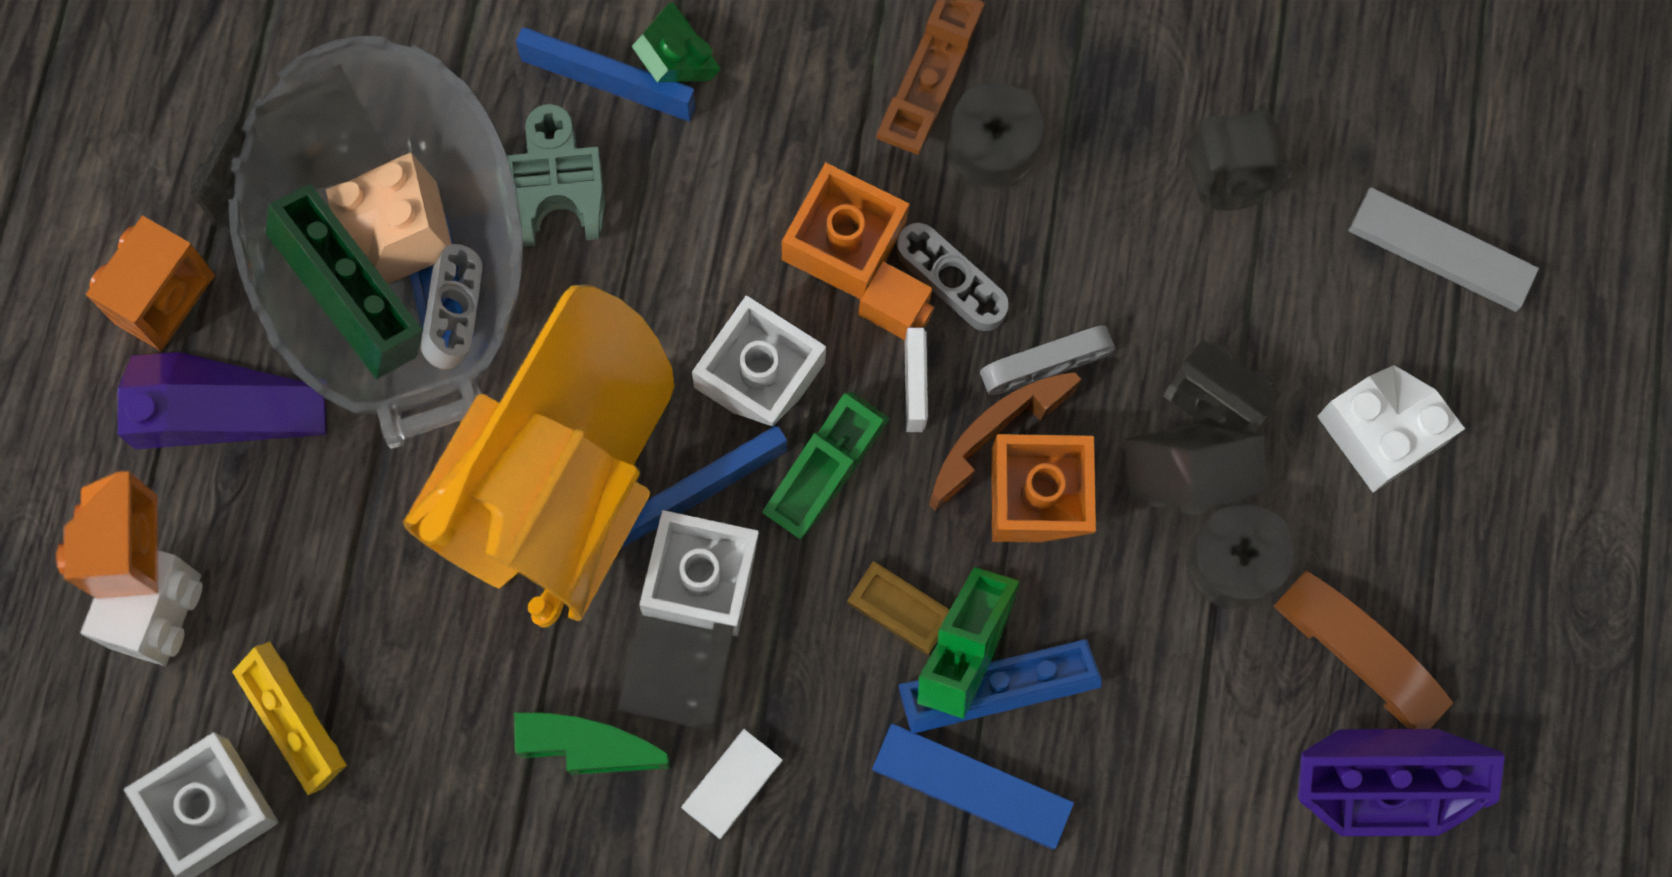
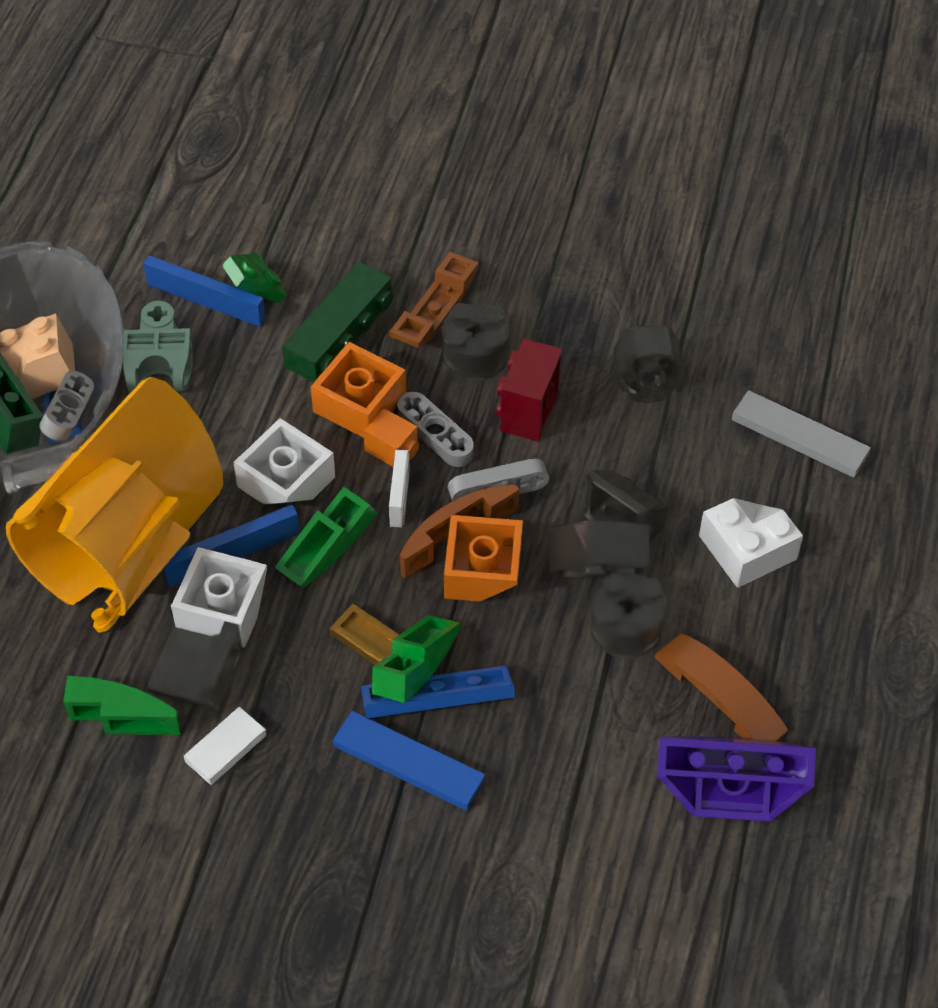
camera: 10 degrees right, 20 degrees down
(800, 115) = (337, 321): none -> dark green brick
(1079, 217) = (529, 389): none -> dark red brick

